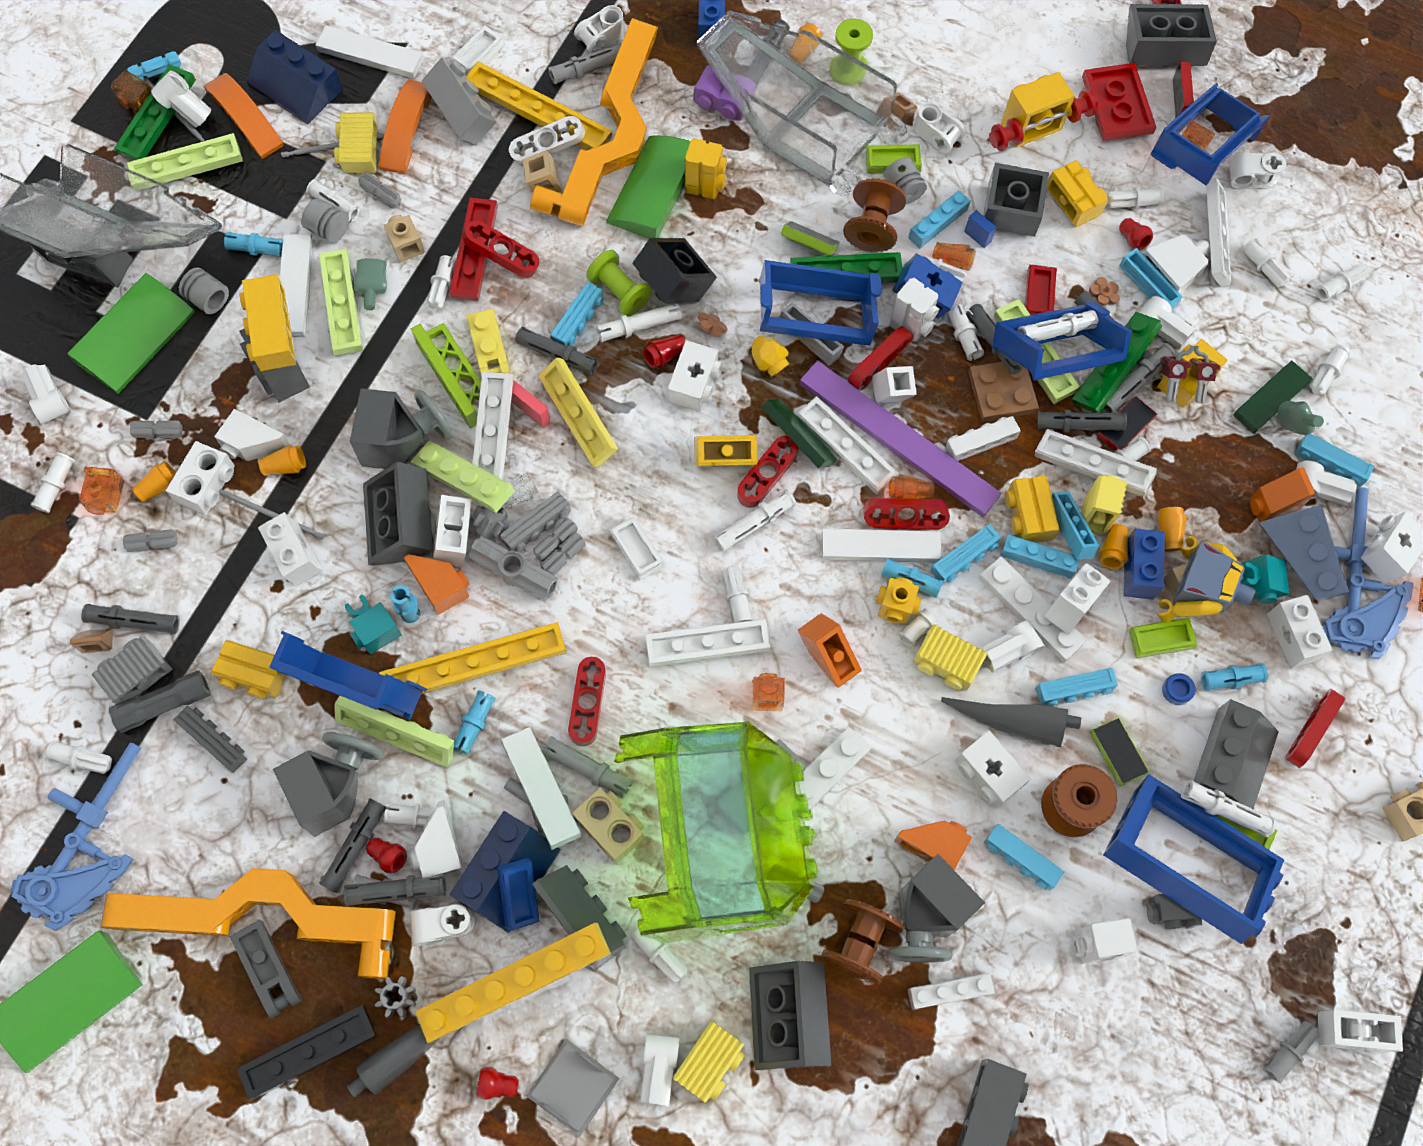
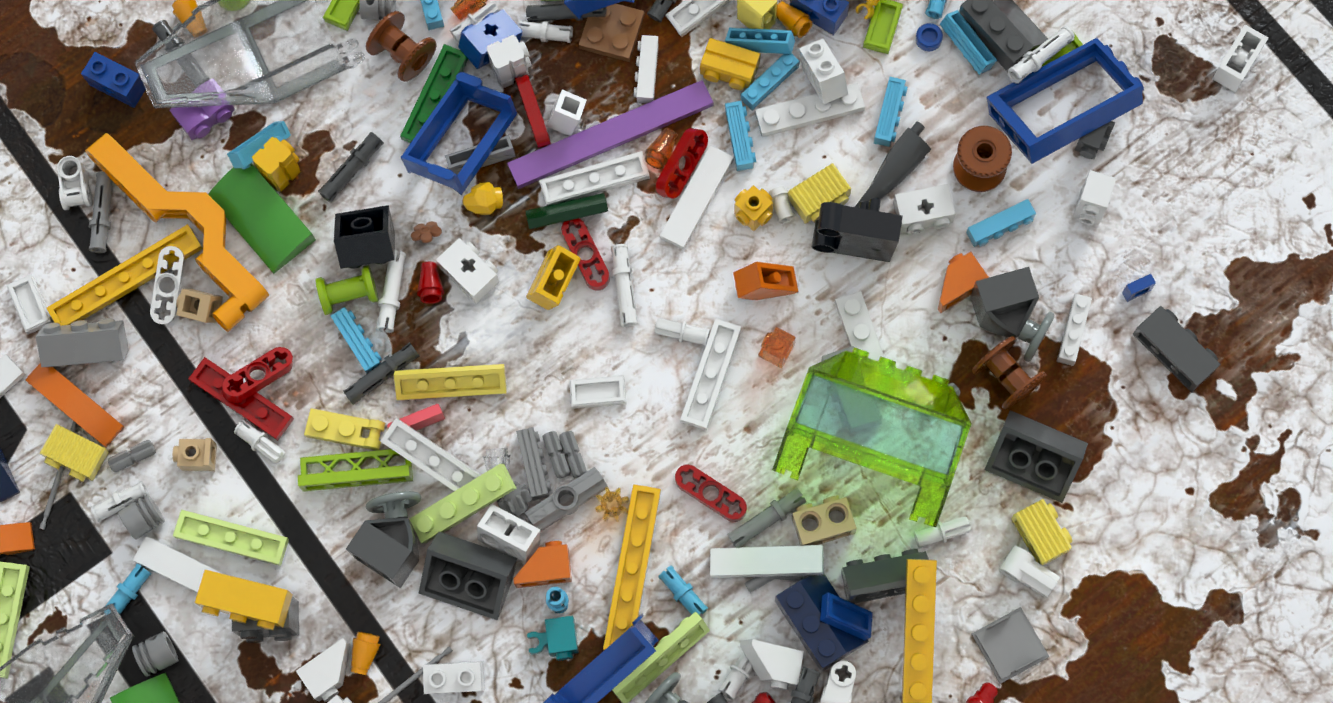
camera: 55 degrees left, 5 degrees up
(370, 280) = (224, 502): sand green piece -> none
(522, 609) = (609, 497): none -> clear yellow gear
(735, 158) = (242, 155): none -> medium azure piece
(741, 234) = (358, 158): none -> dark grey pin
(810, 238) = (388, 110): lime tile -> none
(927, 709) = (857, 231): none -> black piece
(929, 586) = (745, 181): medium azure pin -> none
(1018, 643) = (834, 137): white piece -> none
(1035, 1040) = (1138, 287): none -> blue tile
(1119, 752) = (956, 108): black tile -> none
(1197, 729) = (968, 42): none -> medium azure piece
(1291, 1051) = (1231, 113): light grey axle -> none

